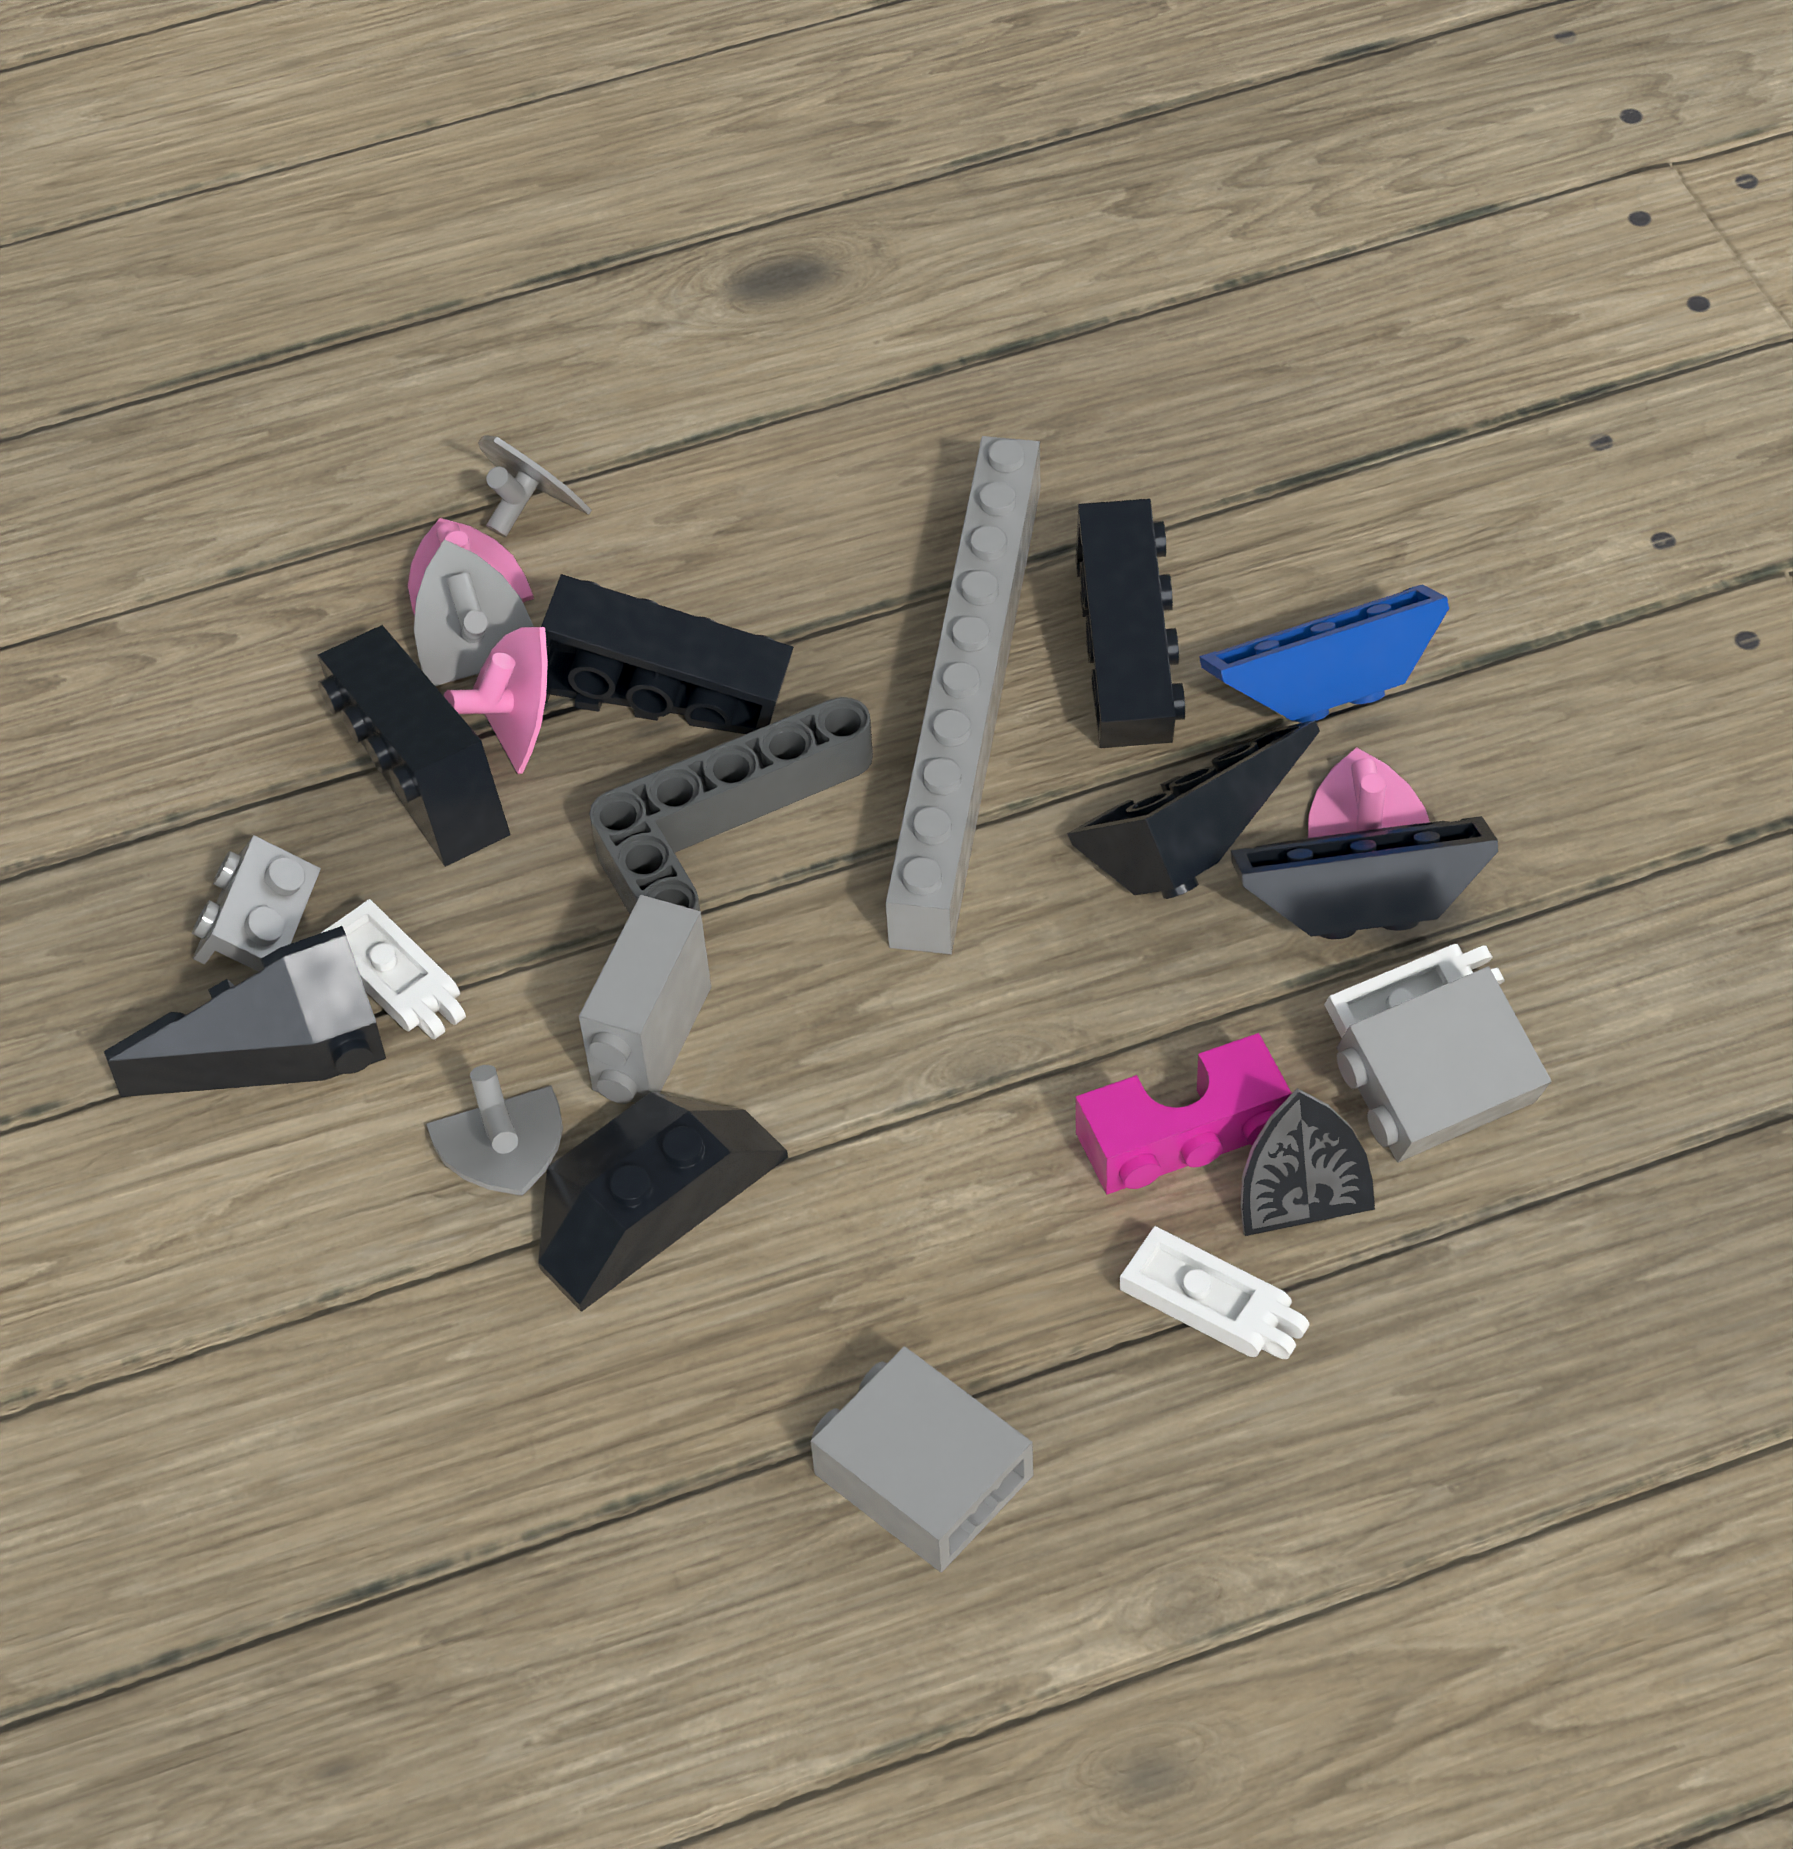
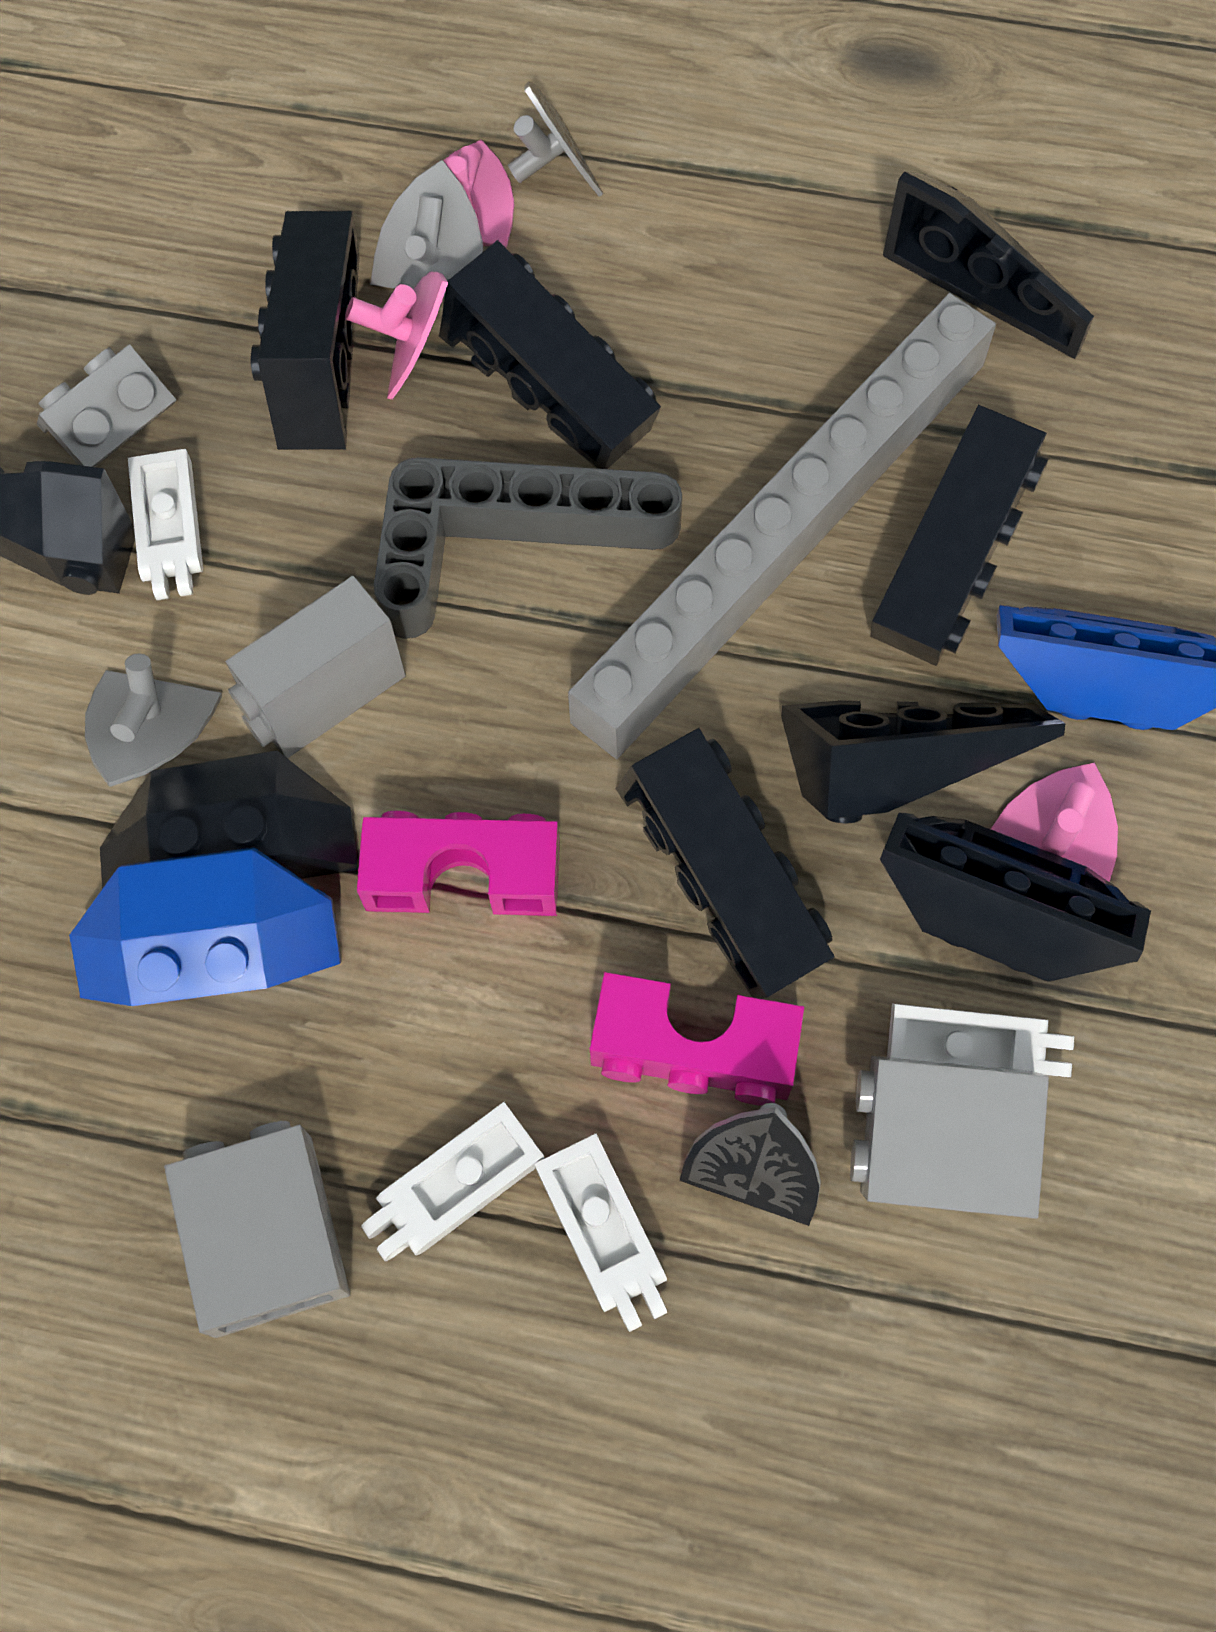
camera: 30 degrees right, 15 degrees up
(689, 1260) = (201, 929): none -> blue wedge
(925, 1065) = (408, 853): none -> dark pink arch
(962, 400) = (973, 257): none -> black wedge
(1062, 1331) = (454, 1183): none -> white hinge
(1109, 966) = (727, 863): none -> black wedge

